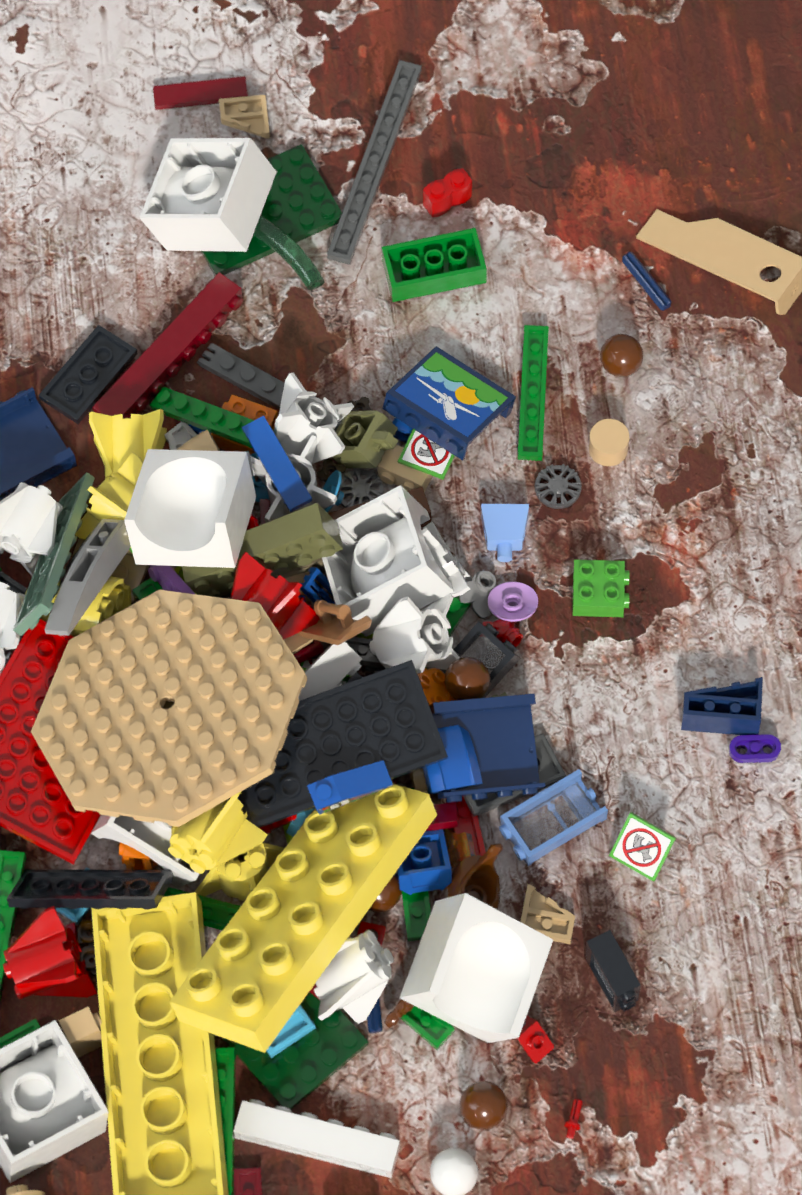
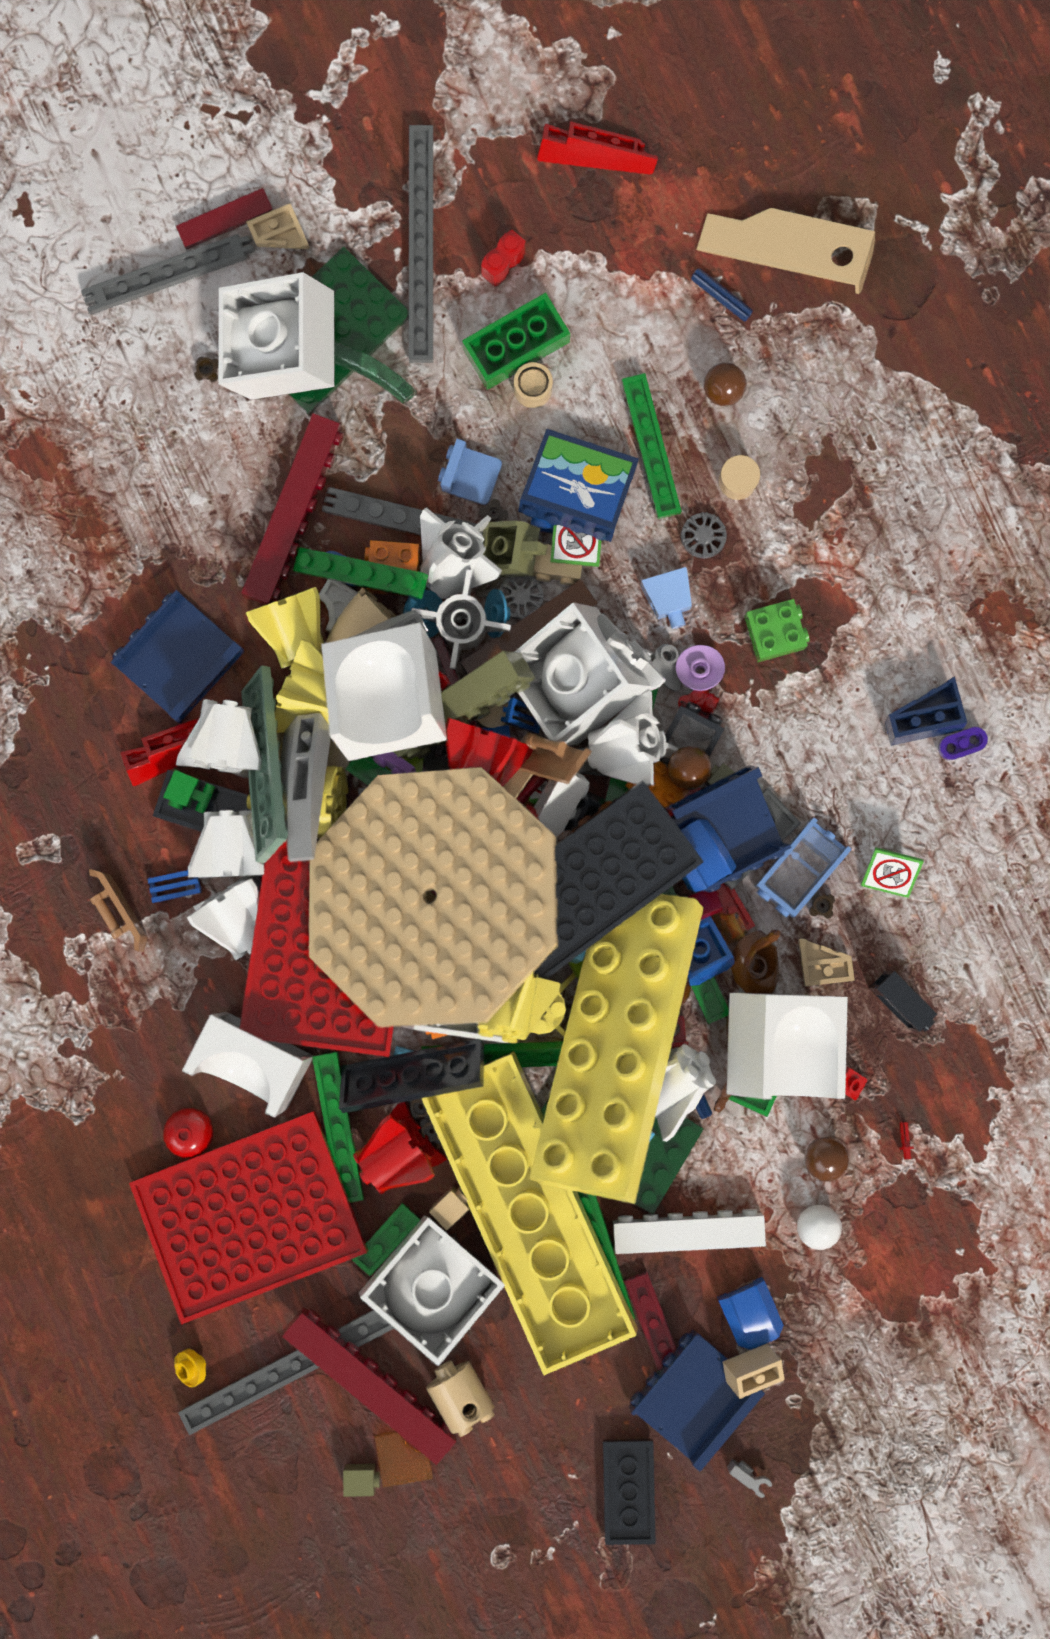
camera: 20 degrees left, 20 degrees up
(88, 374) = (223, 555): black plate -> none
(130, 122) = (167, 273): none -> dark grey hinge
(131, 207) = (202, 364): none -> dark brown plate
(277, 464) = (444, 611): blue tile -> none
(348, 367) = (469, 473): none -> medium blue bracket
(349, 786) = (623, 920): blue slope -> none
(437, 307) = (533, 385): none -> tan piece
(562, 854) = (828, 902): none -> dark brown plate
(567, 126) = (594, 149): none -> red wedge

